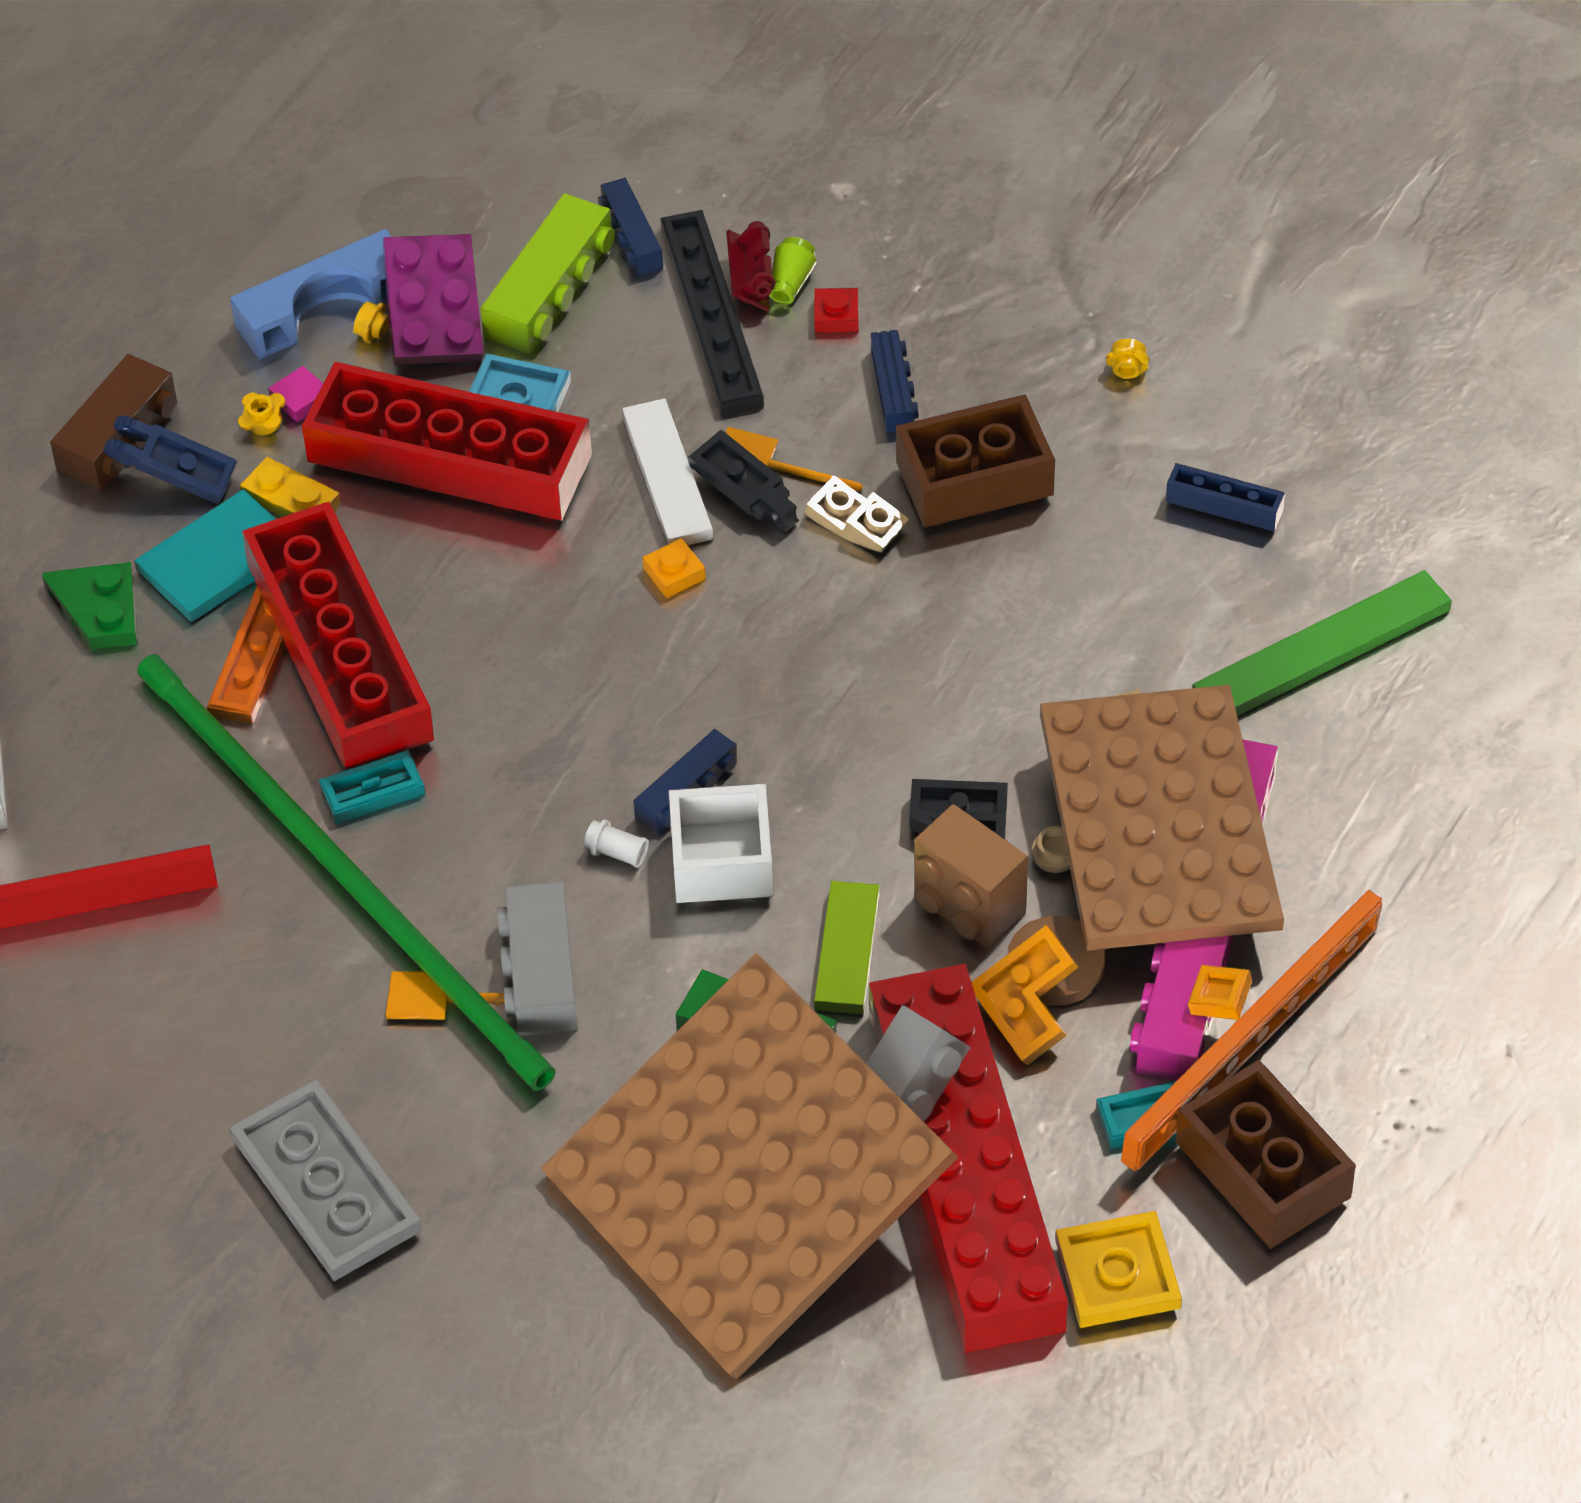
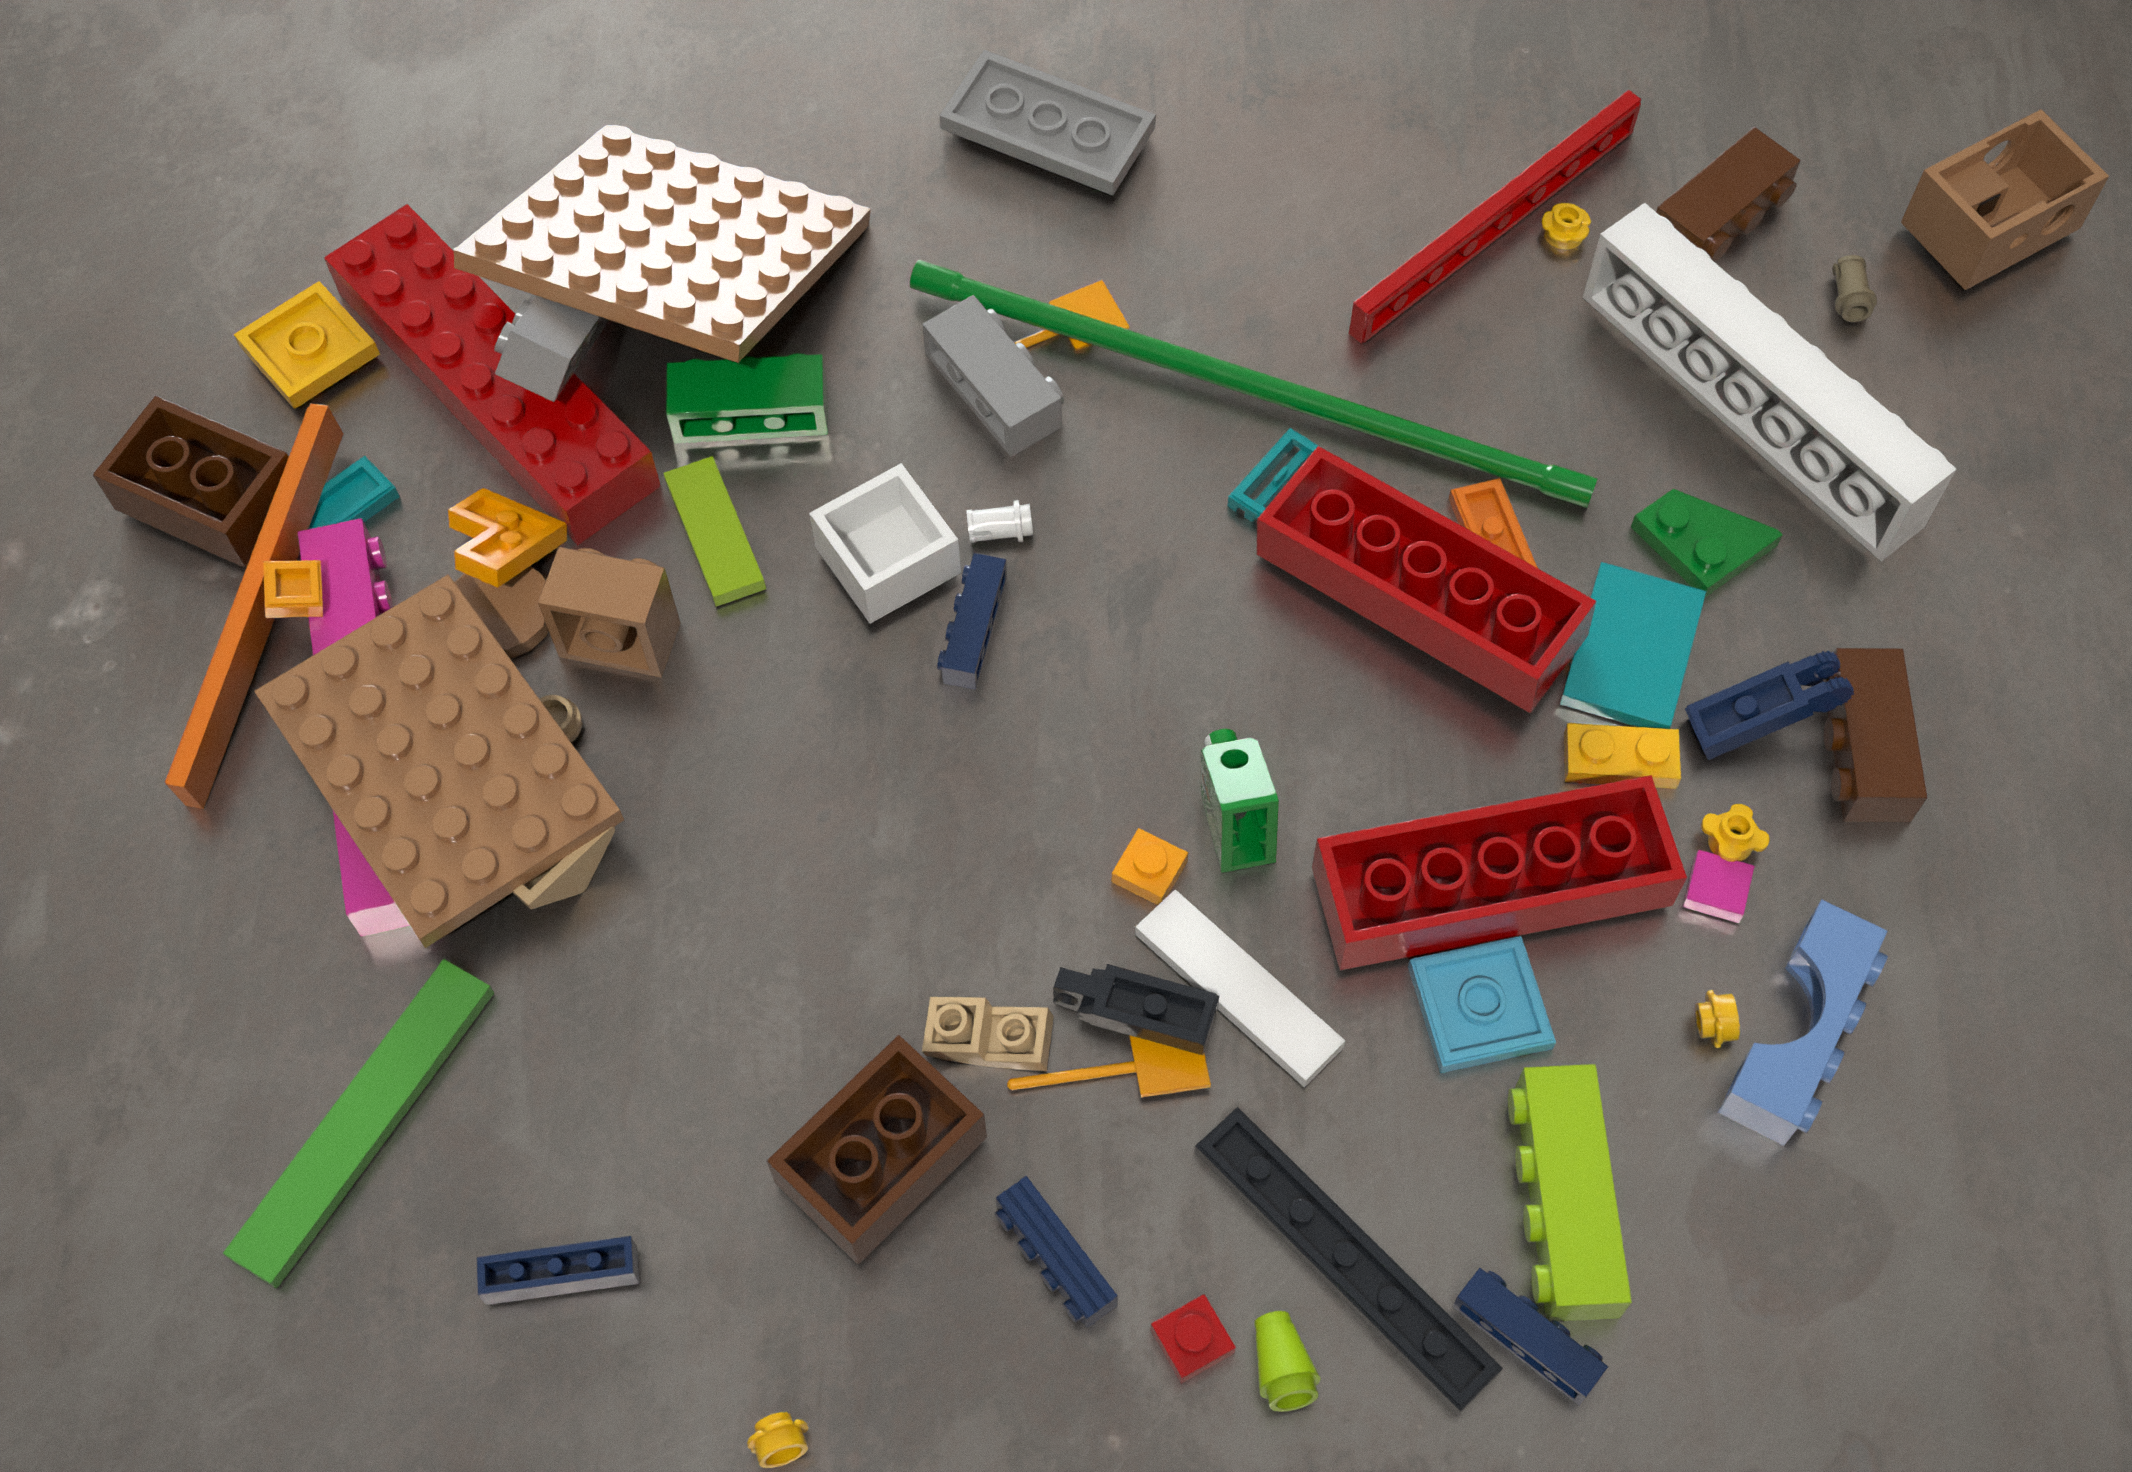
camera: 150 degrees right, 10 degrees up
(432, 299) = (1668, 1063): magenta plate -> none
(586, 555) = (1237, 782): none -> green torso
(750, 266) = (1336, 1335): dark red hinge -> none
(979, 799) = (667, 710): black wing -> none

